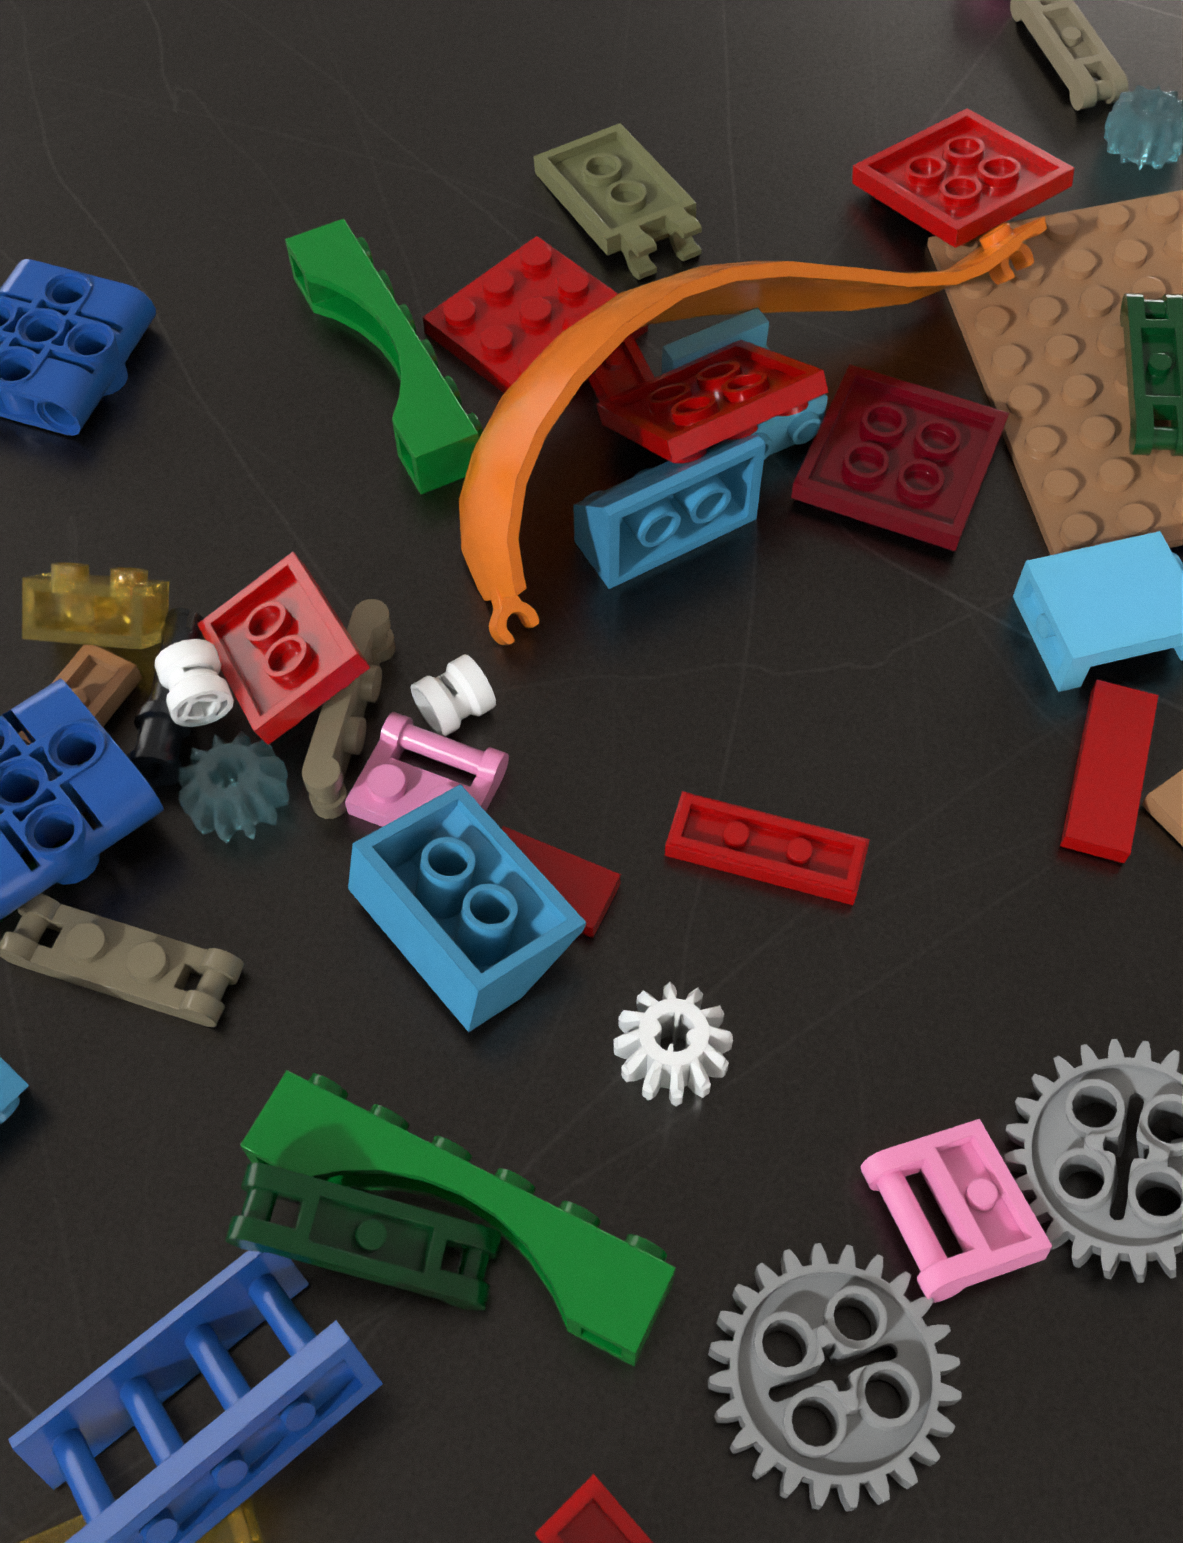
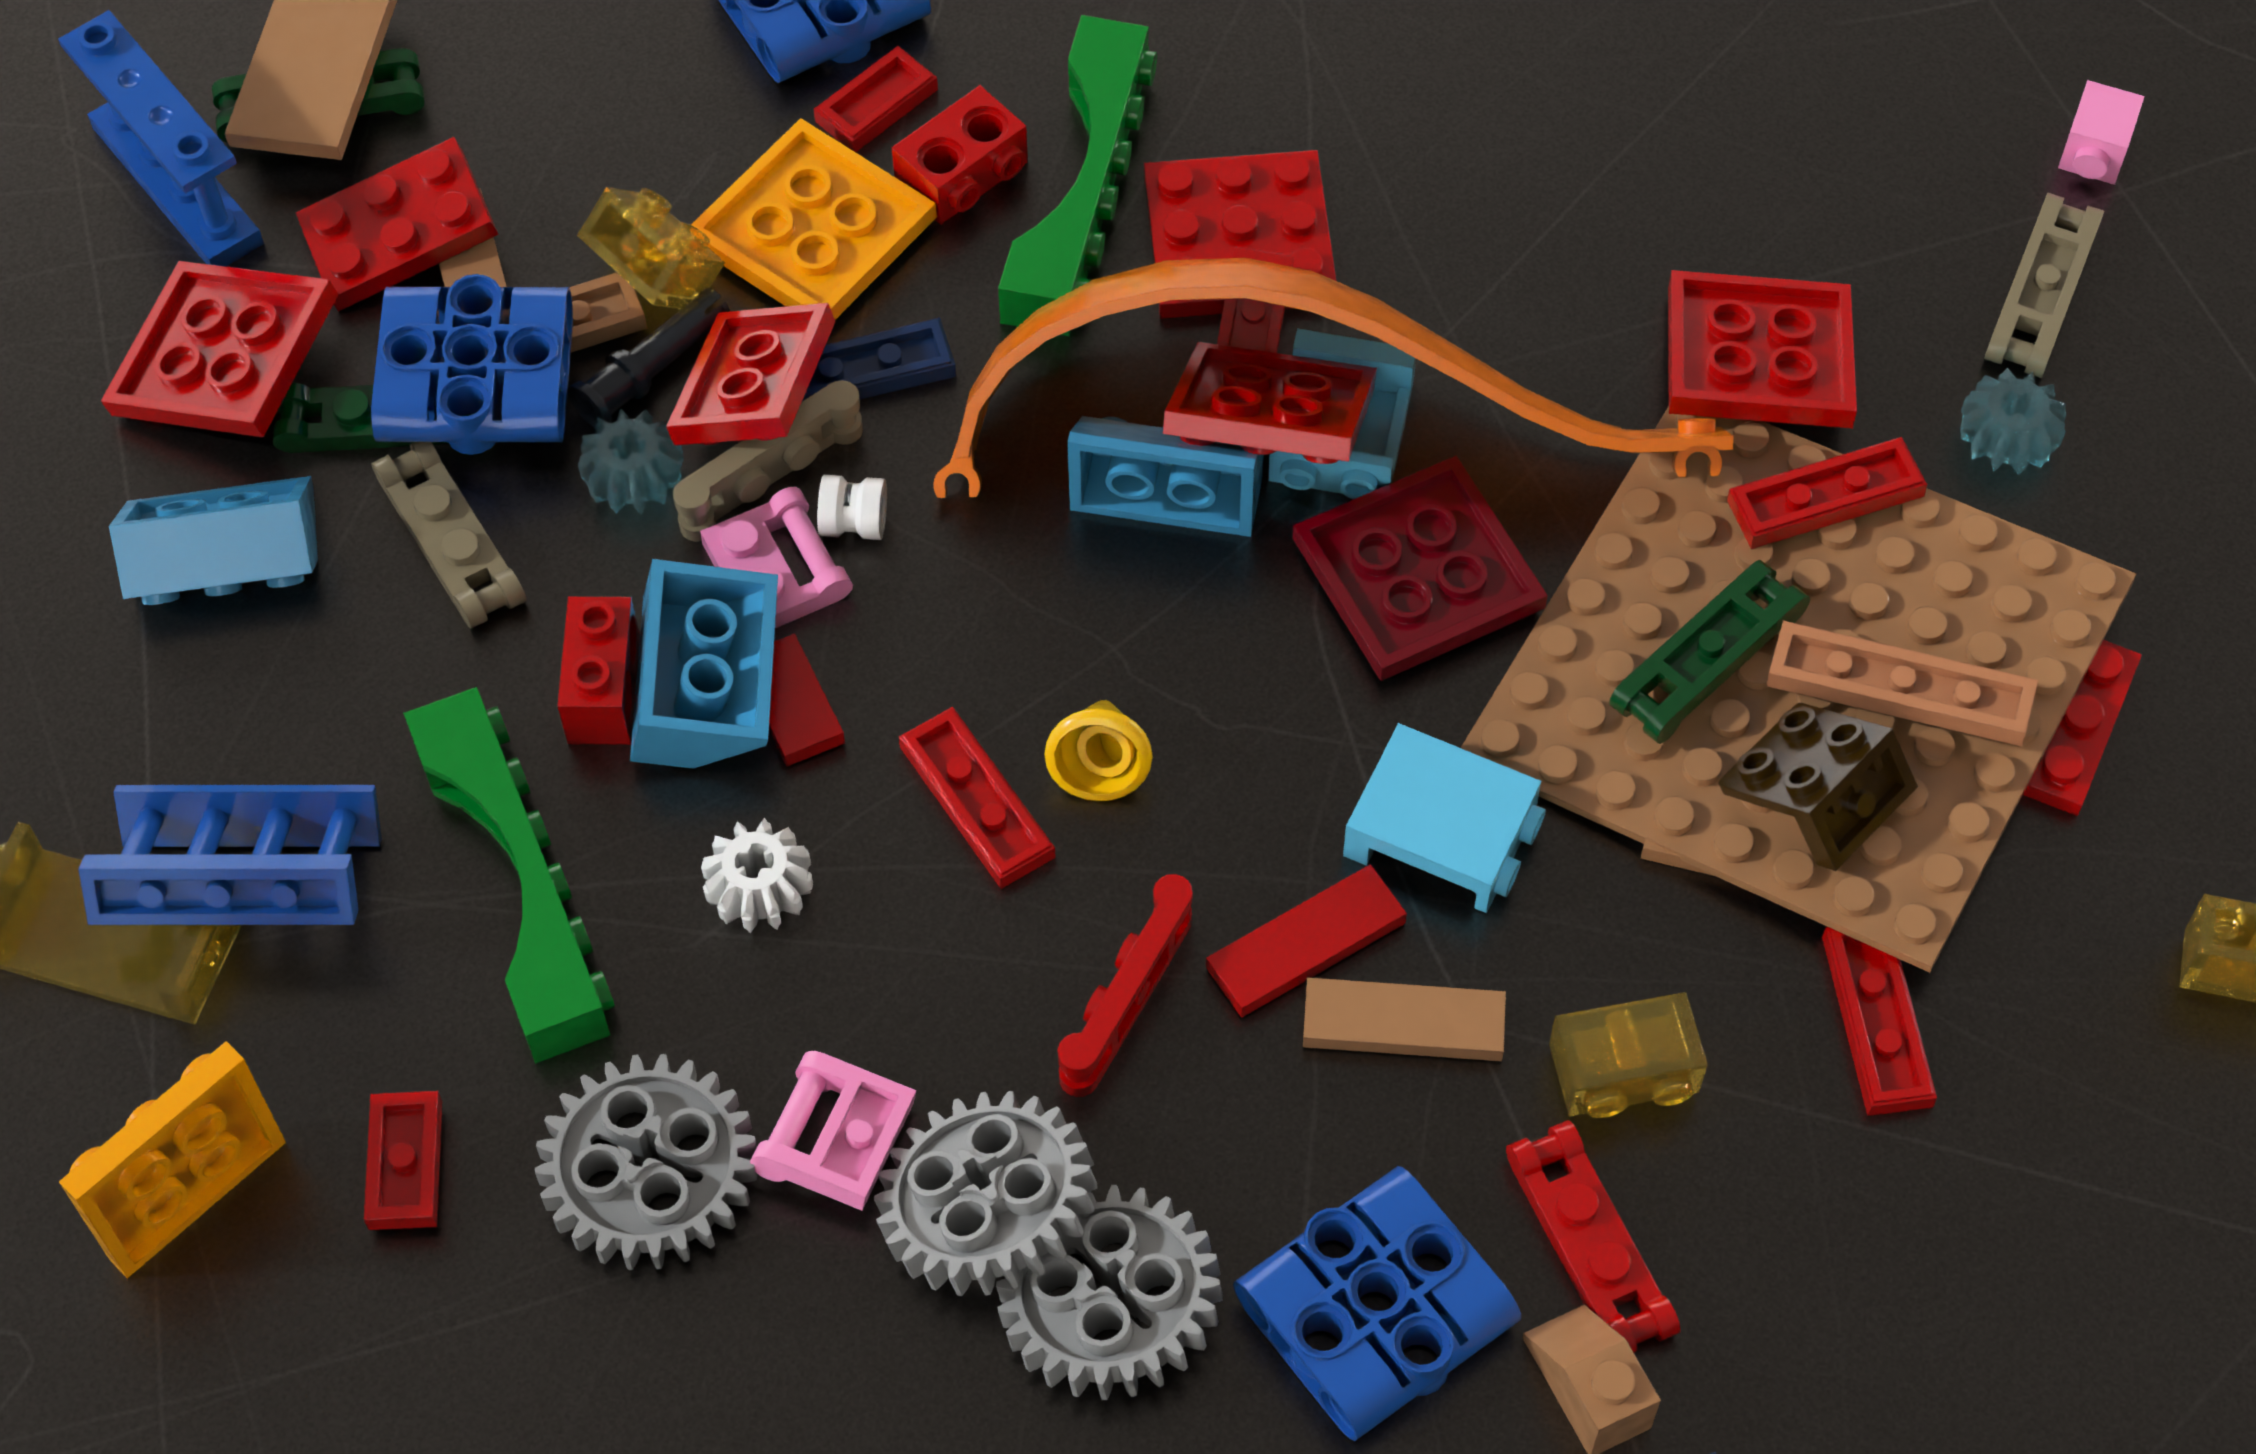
camera: 40 degrees right, 0 degrees up
(168, 399) = (875, 99): none -> red tile
(192, 677) = (662, 361): white wheel -> none
(208, 509) = (814, 221): none -> light orange plate
(281, 392) = (962, 153): none -> red brick
(364, 1236) = (431, 835): dark green plate -> none
(370, 567) = (887, 360): none -> dark blue tile
(374, 974) = (599, 670): none -> red brick
(621, 197) = (1435, 157): olive tile -> none
(833, 738) = (1094, 734): none -> yellow hat
(1049, 919) = (1114, 1009): none -> red plate
(1104, 233) = (1826, 492): none -> red tile

